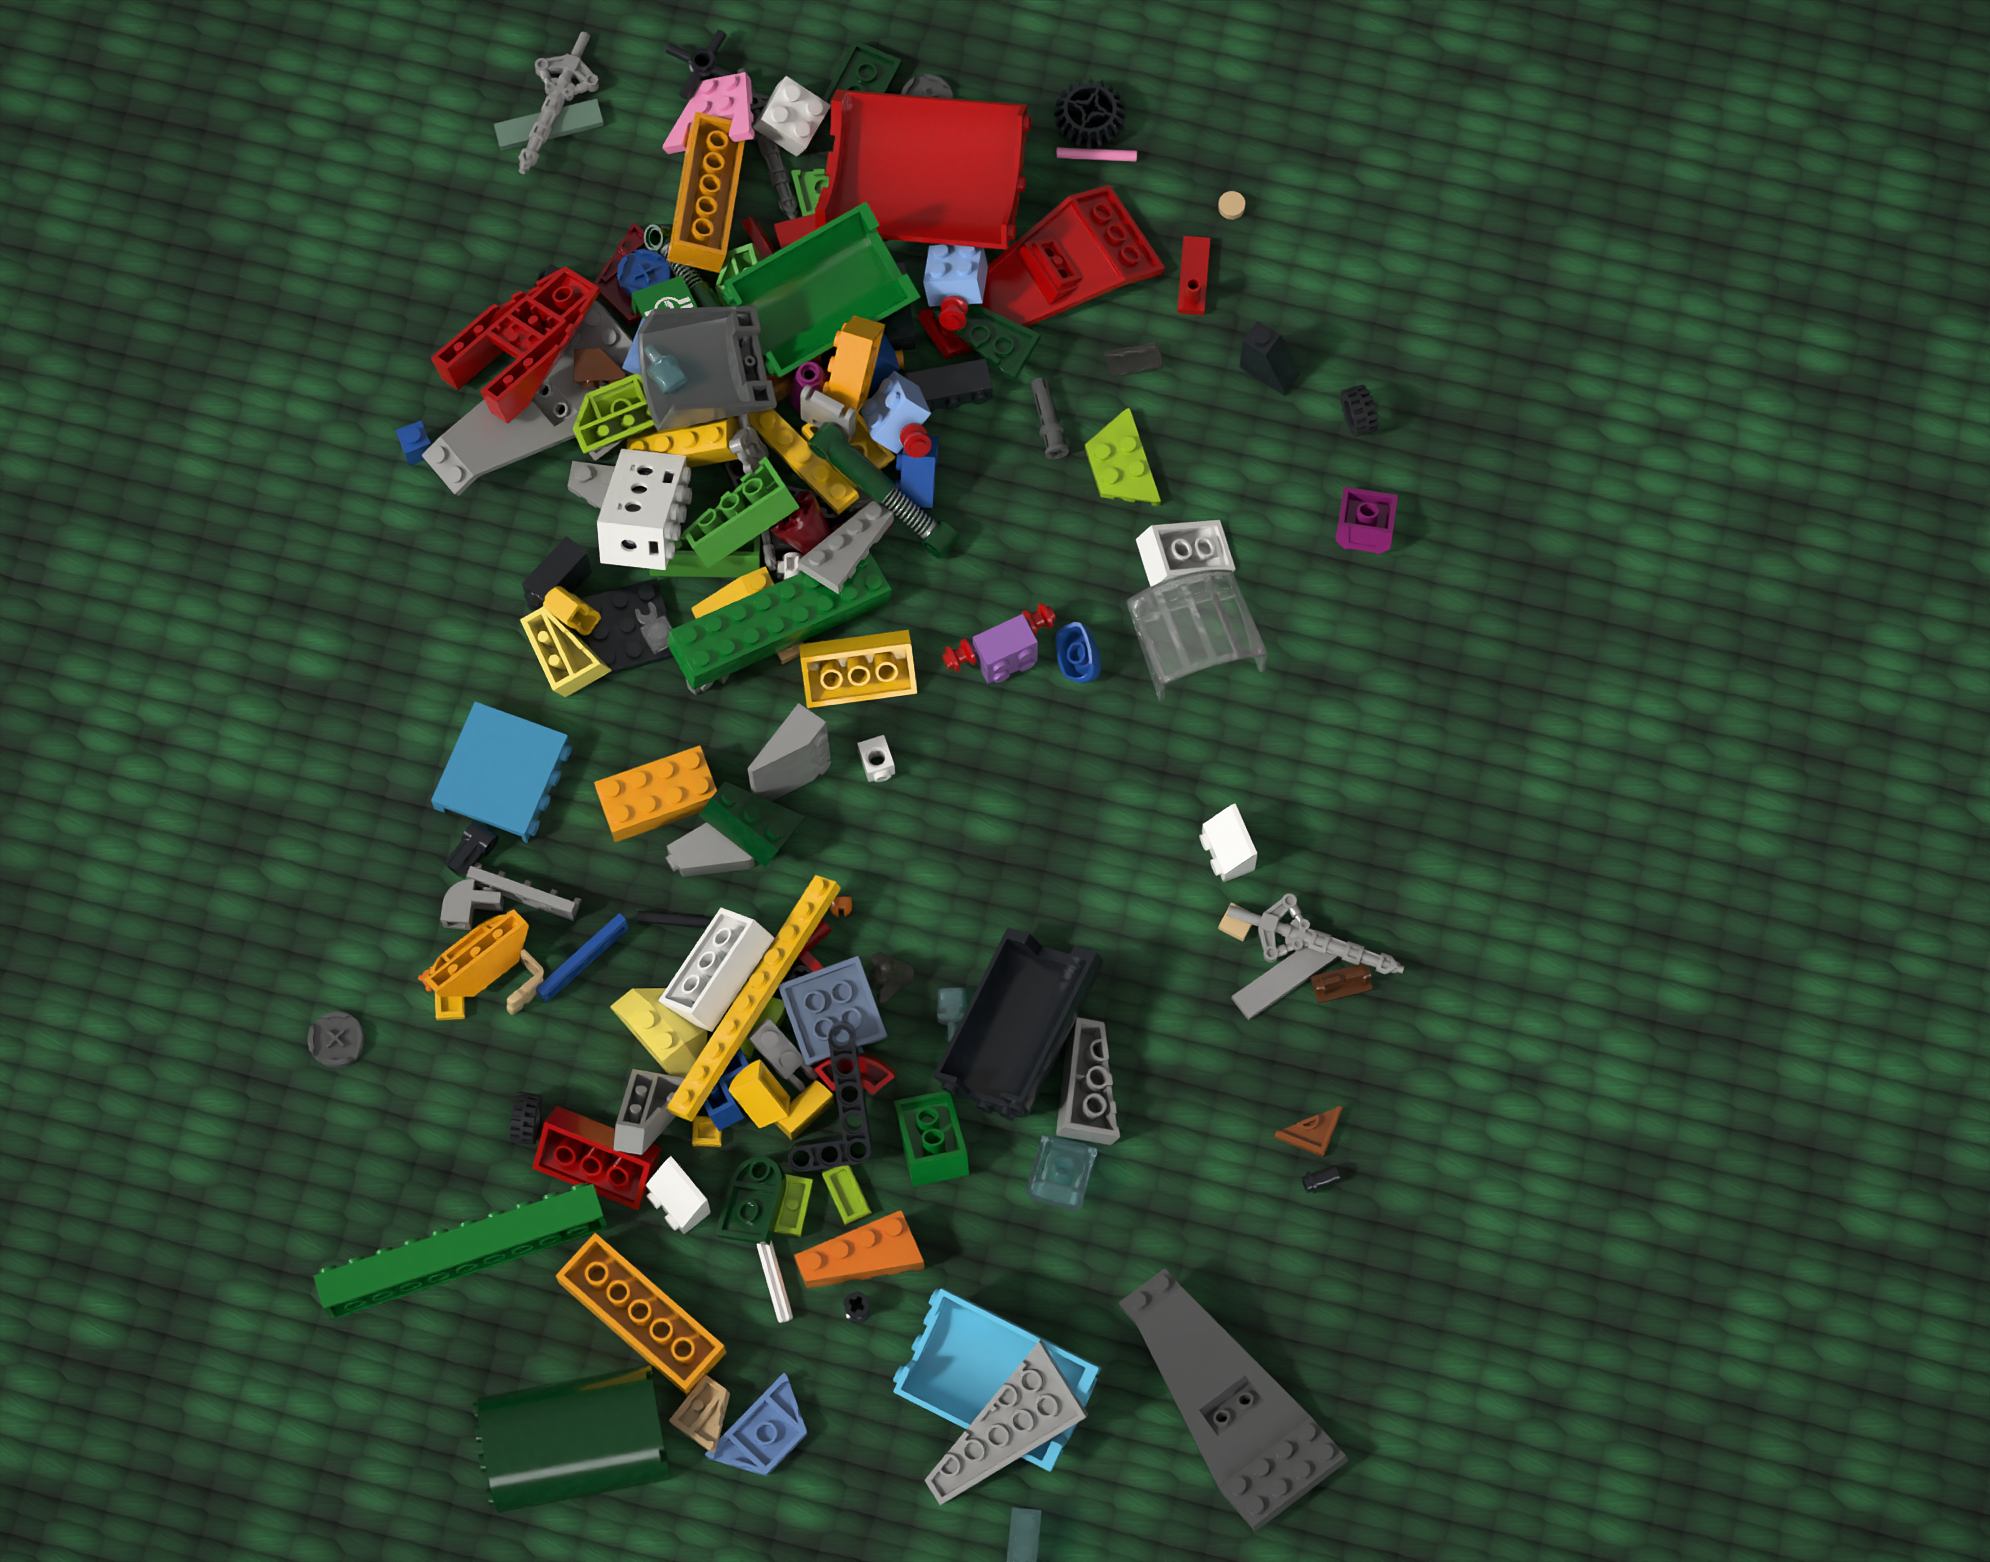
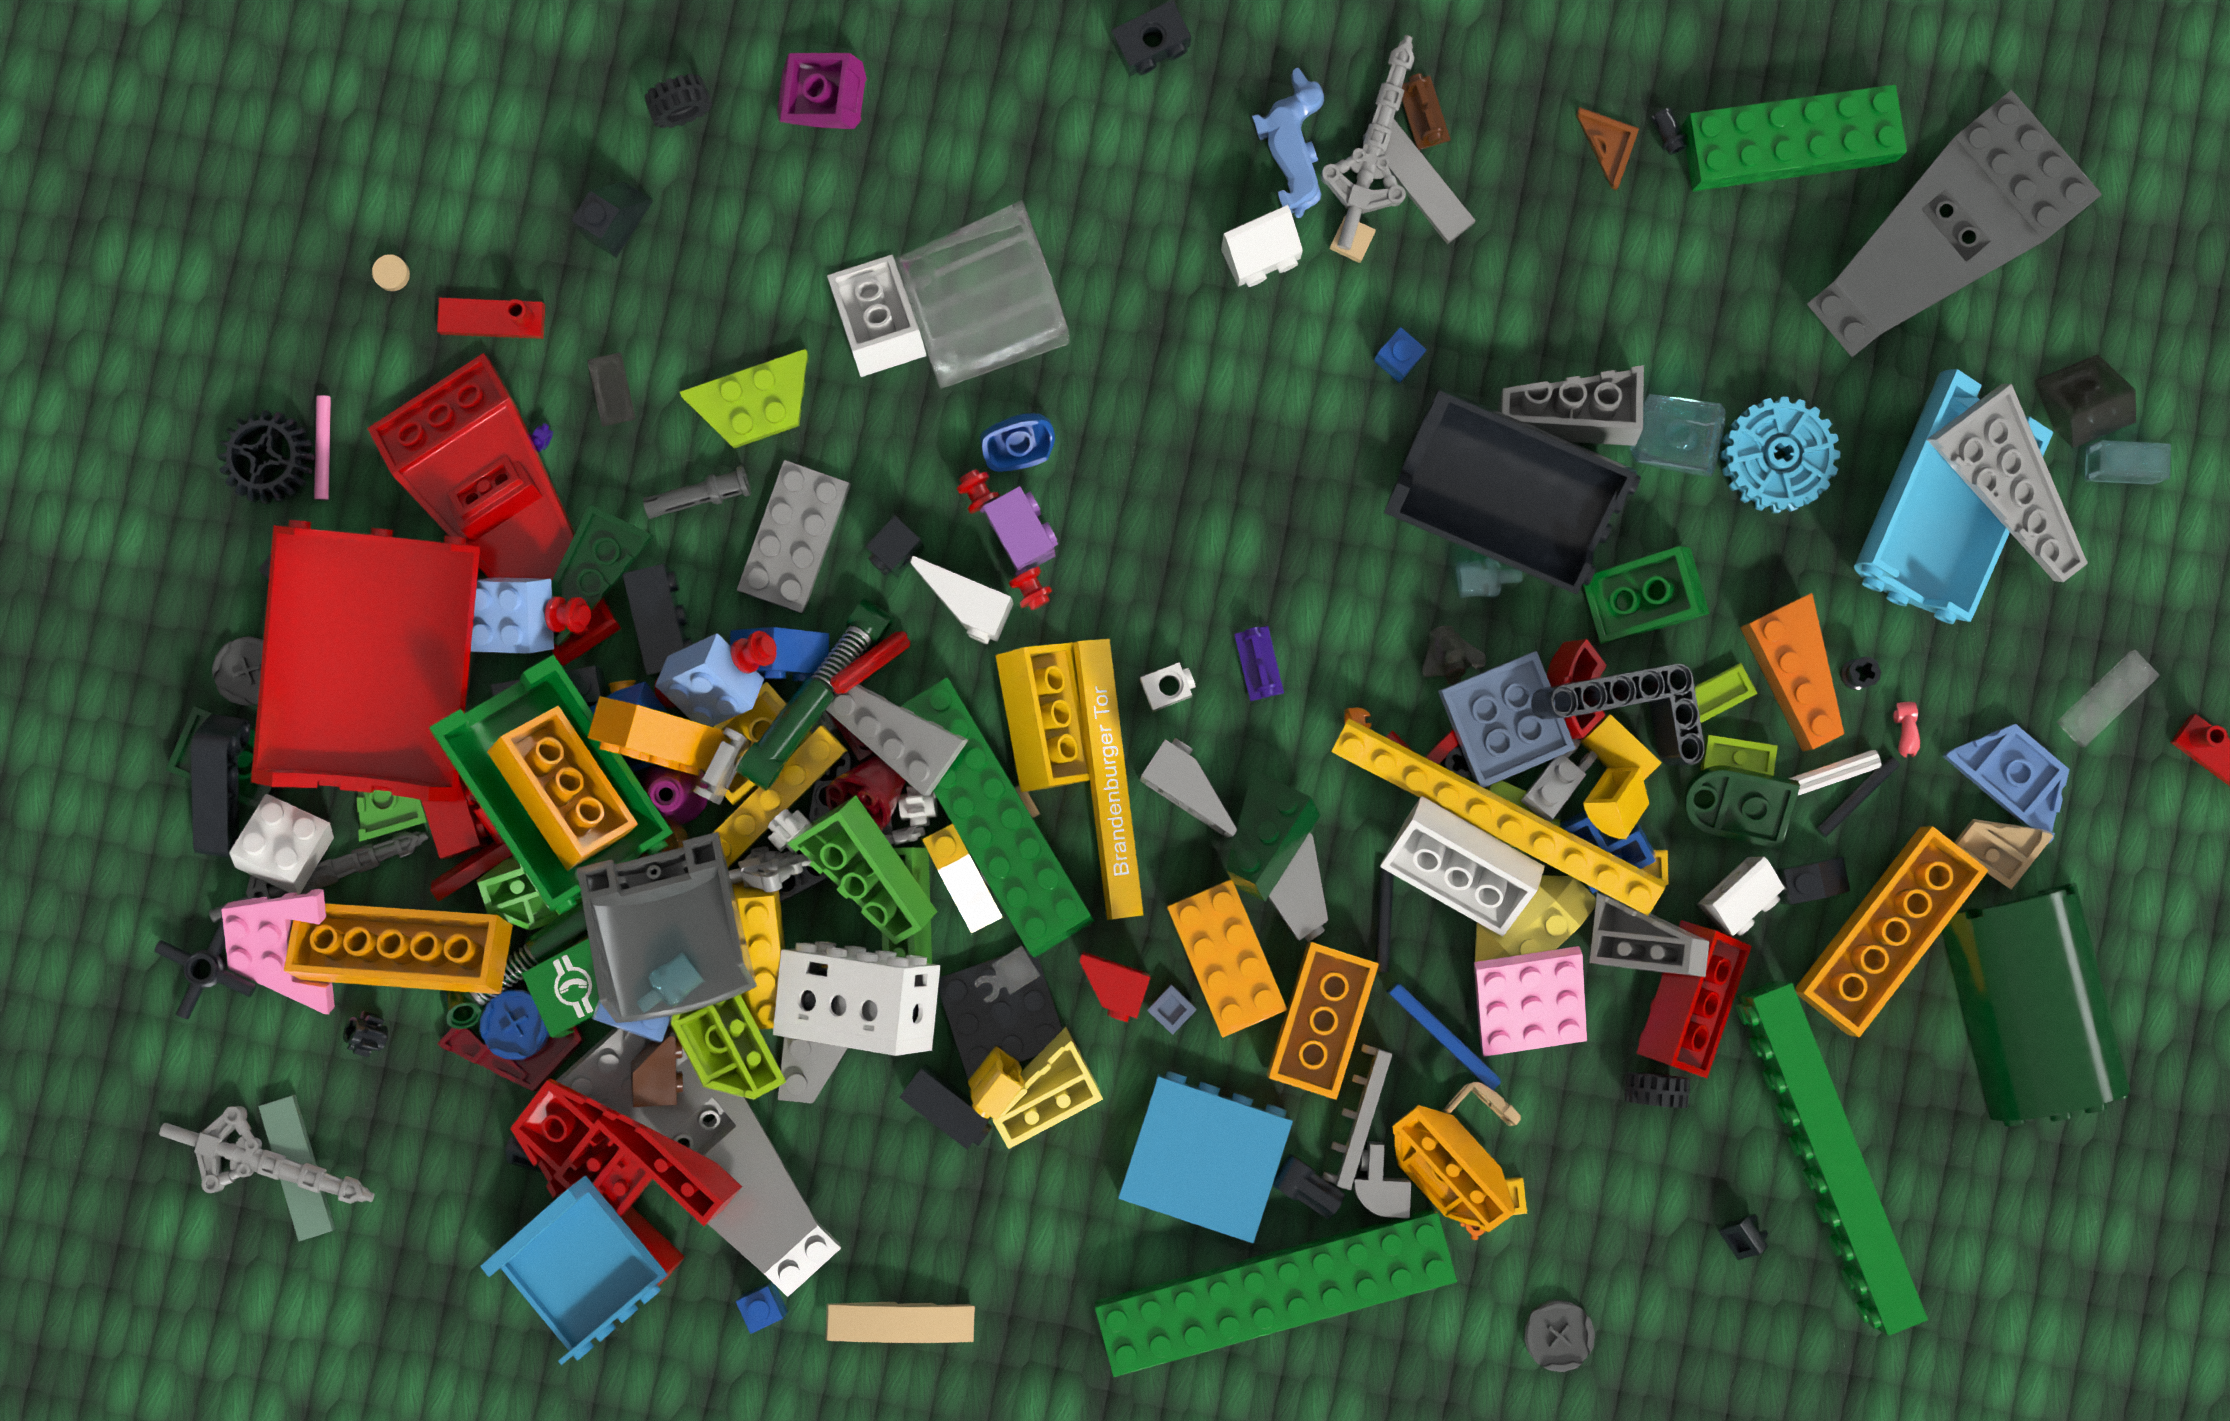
camera: 95 degrees left, 15 degrees up
(391, 820) = (1274, 1292): none -> green brick
(393, 542) = (899, 1322): none -> tan slope
(400, 1185) = (1744, 1237): none -> black tile
(457, 311) = (579, 1267): none -> dark azure panel
(602, 862) = (1322, 1020): none -> light orange brick
(604, 1022) = (1530, 1001): none -> bright pink plate
(619, 753) = (1171, 1009): none -> sand blue plate
(641, 700) = (1116, 985): none -> red slope
(645, 172) = (365, 1034): none -> black gear
(687, 1259) = (1813, 881): none -> black slope
(754, 1302) = (1857, 796): none -> black bar
(783, 466) = (785, 827): none -> white gear
(818, 300) = (562, 787): none -> light orange brick
(819, 1344) = (1907, 715): none -> coral arm
(824, 1517) = (2108, 698): none -> clear plate
(833, 710) = (1108, 779): none -> yellow tile
(842, 70) = (215, 783): none -> black beam
(892, 832) = (1259, 663): none -> dark purple hinge
(906, 534) = (870, 662): none -> red axle
(951, 605) = (973, 604): none -> white slope
(996, 556) = (894, 548): none -> black brick
(1011, 488) = (793, 537): none -> light grey plate
(1043, 1275) = (1785, 481): none -> medium azure piece
(1078, 1511) = (2087, 400): none -> clear smoke slope
(1098, 308) = (542, 437): none -> dark purple piece
(1137, 950) = (1400, 355): none -> blue brick
(1311, 1278) = (1794, 137): none -> green brick
(1313, 872) = (1287, 143): none -> medium blue animal
(1405, 753) = (1161, 22): none -> black brick

